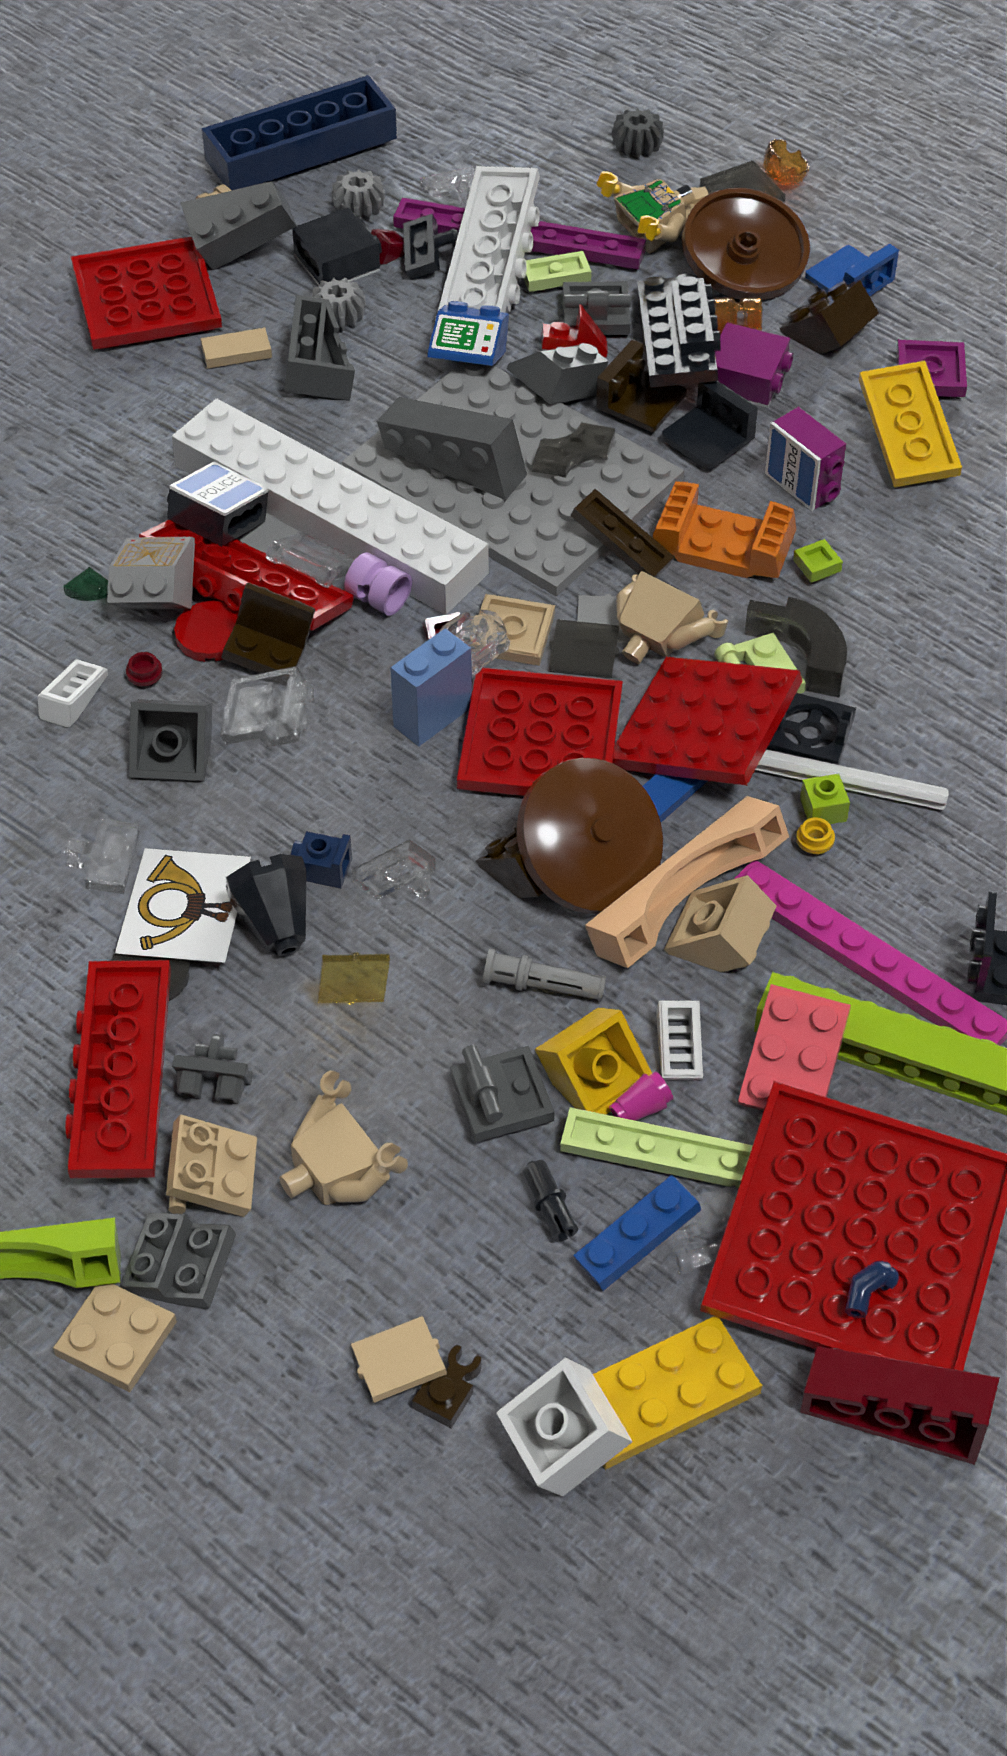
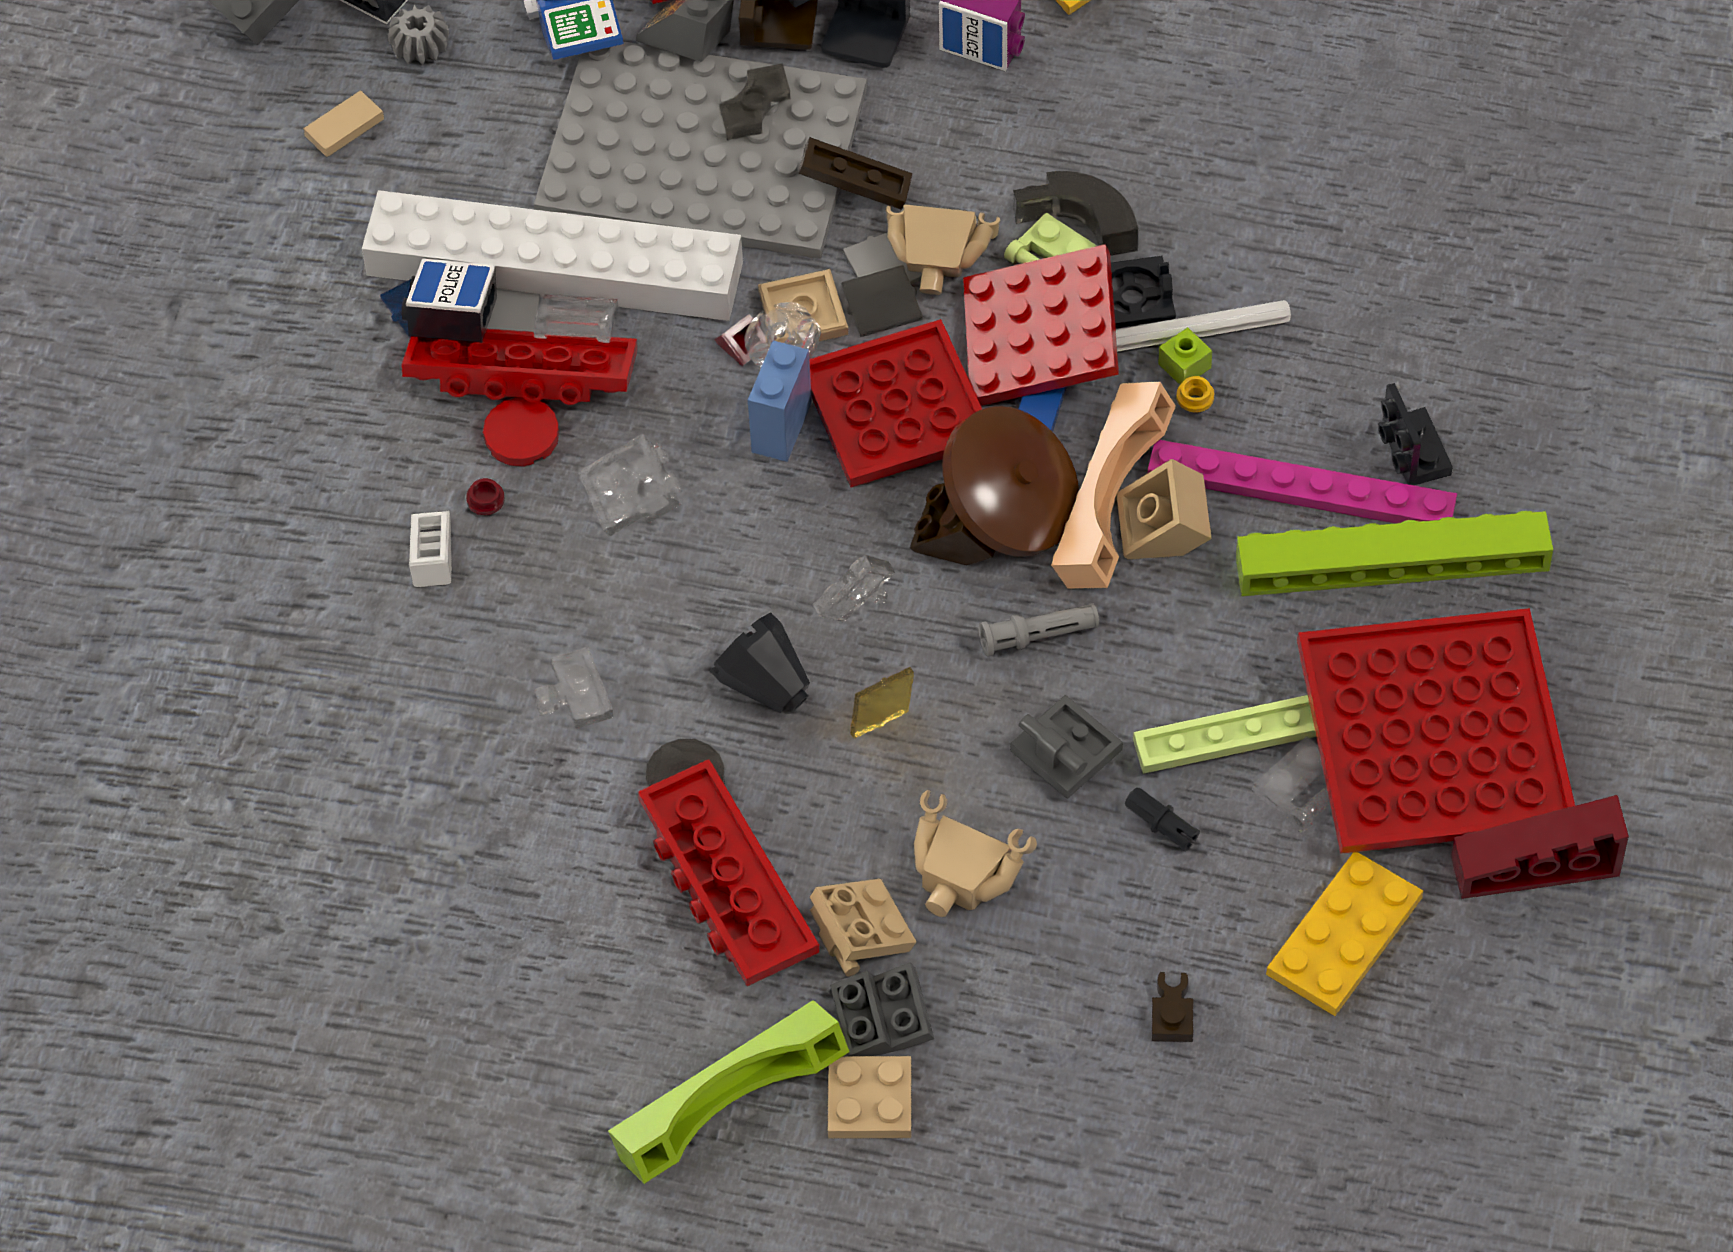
camera: 25 degrees left, 5 degrees up
(87, 586) = (372, 436): clear green tile -> none
(145, 292) = (211, 99): red plate -> none
(152, 574) = (440, 396): light grey slope -> none
(169, 739) = (560, 553): dark grey slope -> none
(180, 906) = (675, 704): white sticker -> none
(230, 1075) = (790, 846): dark grey hips -> none
(268, 631) = (589, 411): dark brown bracket -> none
(316, 354) = (435, 99): dark grey wedge -> none
(325, 858) = (780, 599): dark blue brick -> none
(377, 583) = (655, 317): lavender wheel -> none
(398, 1359) = (1119, 1006): tan piece -> none
(457, 443) = (644, 143): dark grey wedge -> none
(564, 1427) = (1293, 994): white brick -> none
(594, 1060) = (1129, 682): yellow slope -> none
(637, 1232) = (1252, 812): blue plate -> none
(643, 1098) = (1188, 696): dark pink cone -> none
(679, 1011) = (1185, 604): white slope -> none
(723, 538) = (944, 134): orange plate -> none
(794, 1045) = (1292, 595): coral plate -> none
(817, 560) = (1045, 122): lime plate -> none
(866, 1281) = (1464, 768): dark blue arm -> none

